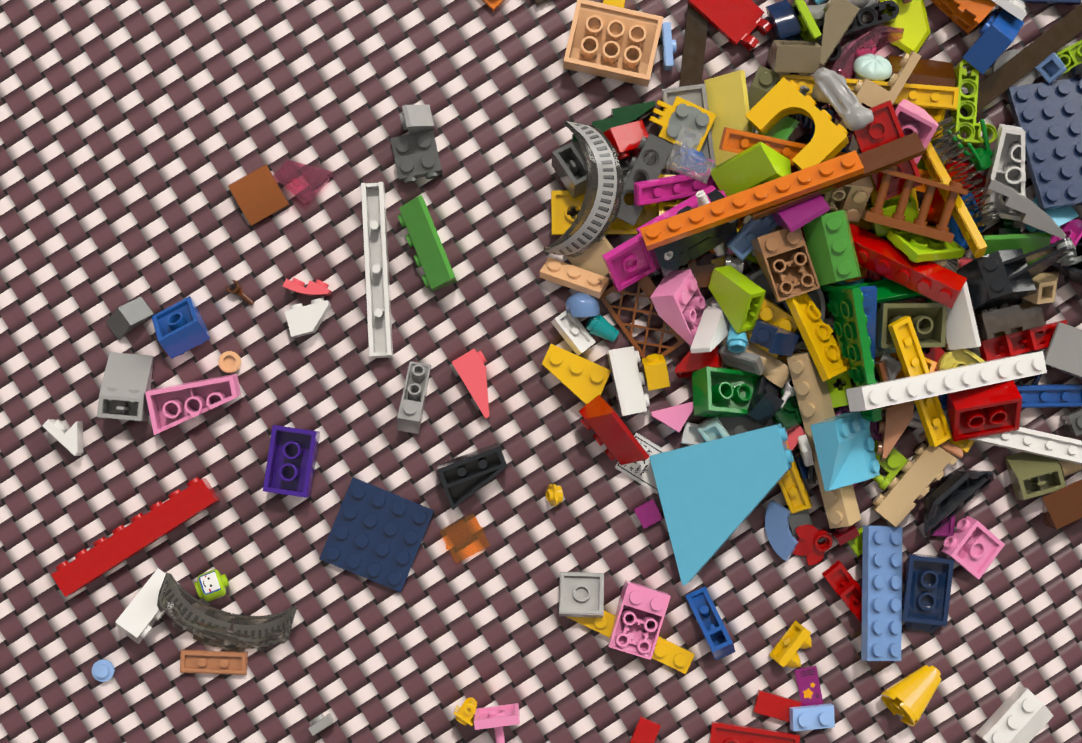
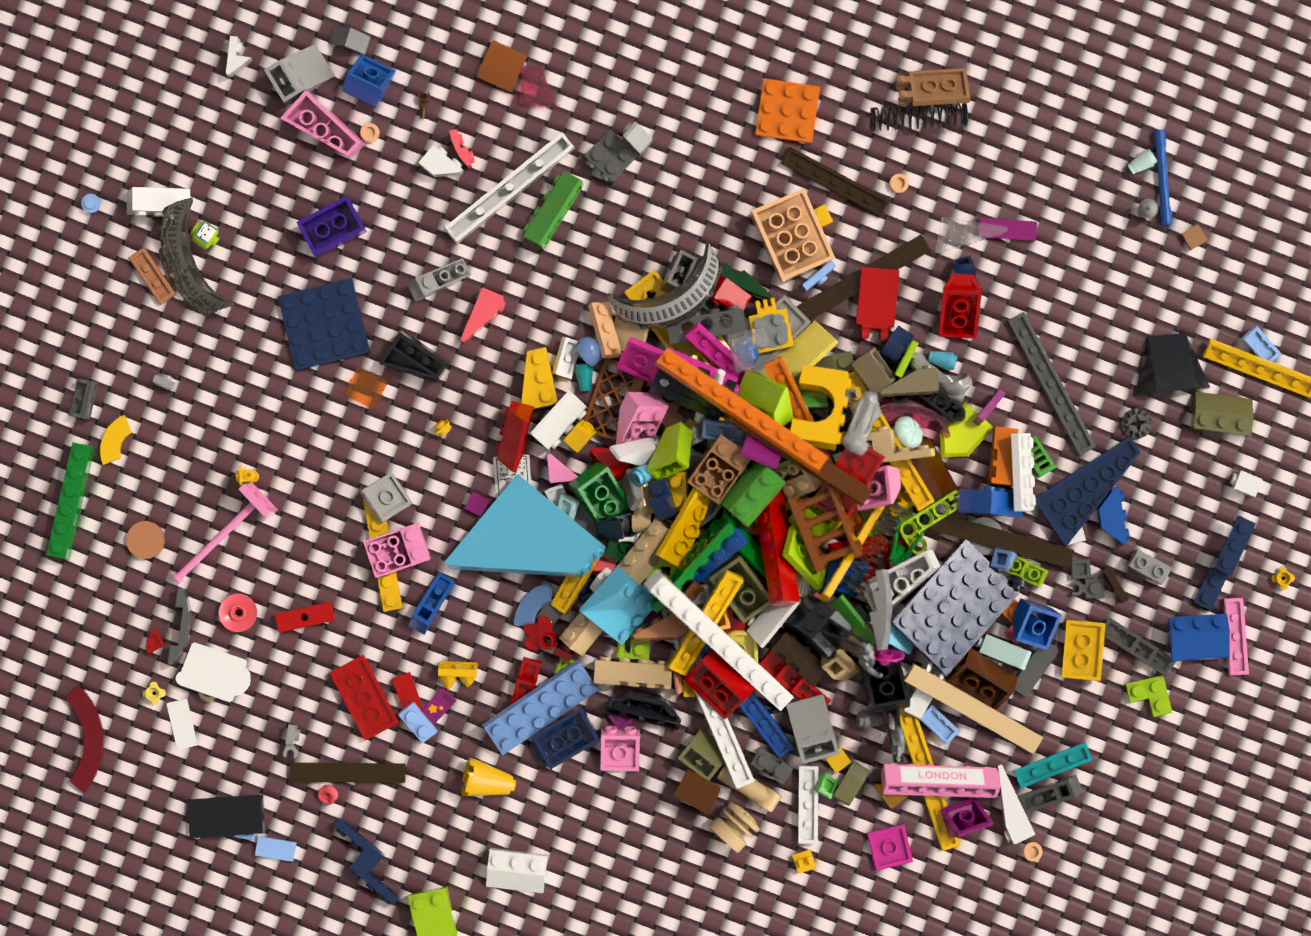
camera: 60 degrees right, 0 degrees up
(134, 537) = (200, 157): red brick -> none

